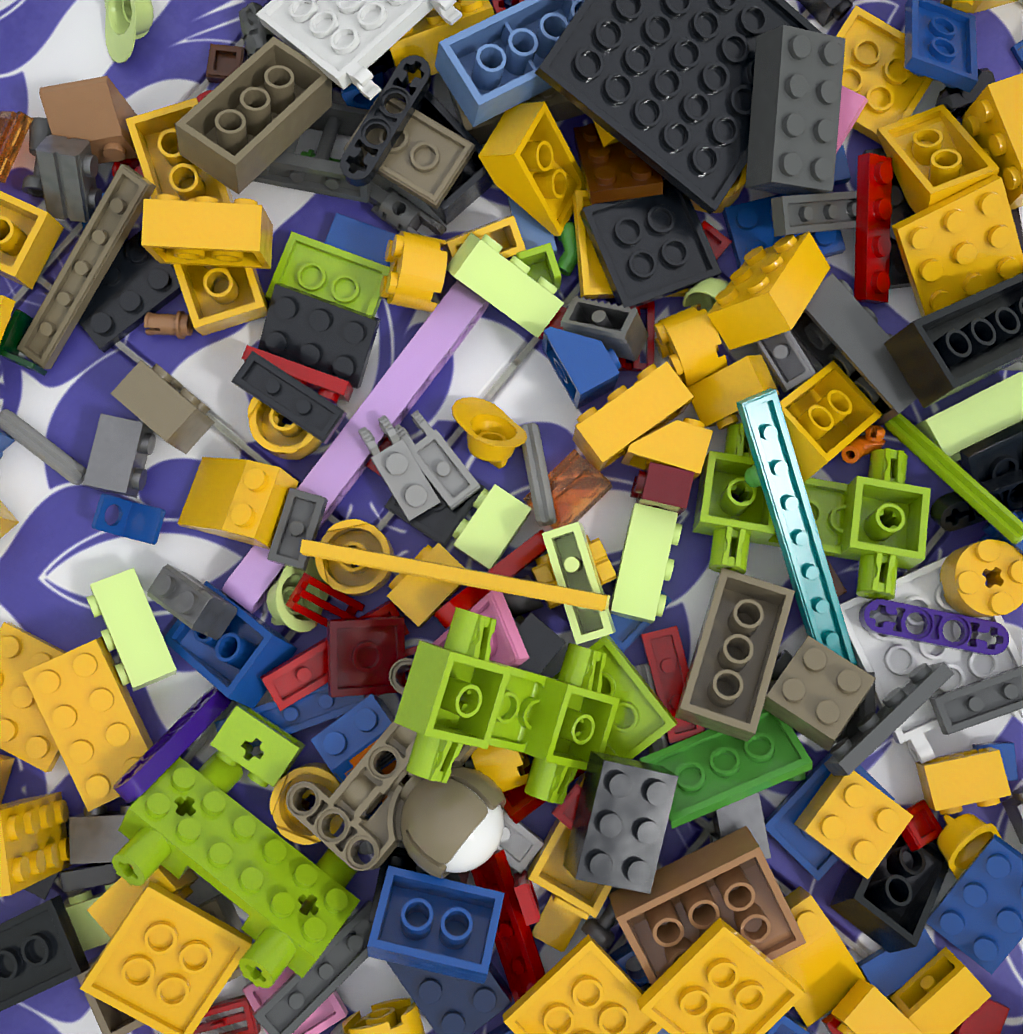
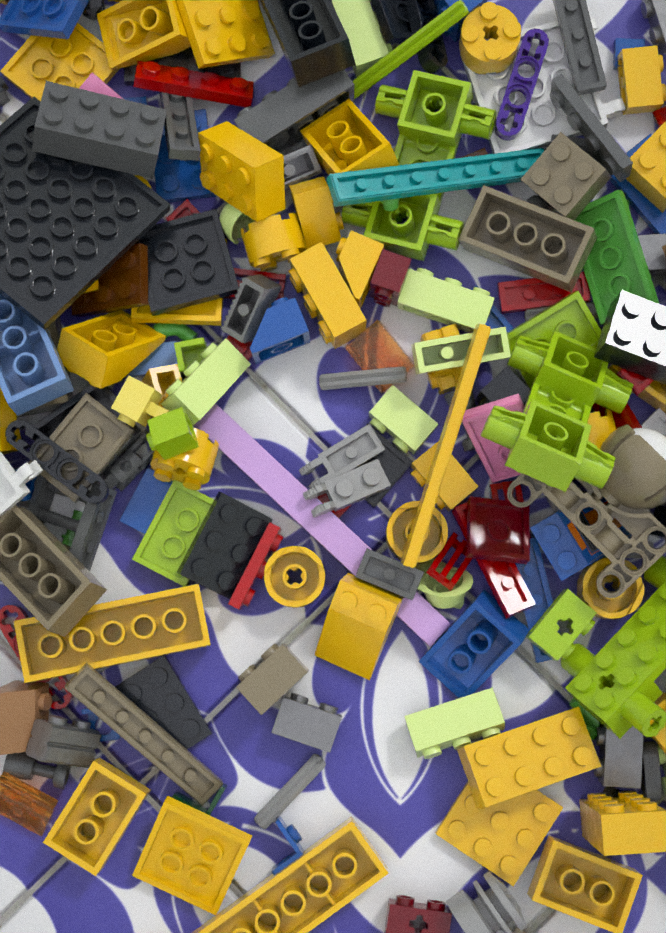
camera: 80 degrees left, 0 degrees up
(134, 519) = (362, 716): blue bracket -> none
(168, 324) = (198, 672): medium nougat pin -> none
(171, 745) = (553, 692): dark purple beam -> none
(192, 602) = (438, 669): flat silver brick -> none
(207, 232) = (138, 615): yellow brick -> none
(289, 397) = (280, 569): black tile -> none
(431, 244) = (171, 433): none -> lime brick
(466, 206) = (137, 403): none -> light yellow brick
(489, 430) = (321, 413): yellow piece -> none
(508, 566) = (438, 411): red beam -> none
(864, 444) = (368, 110): orange arm -> none

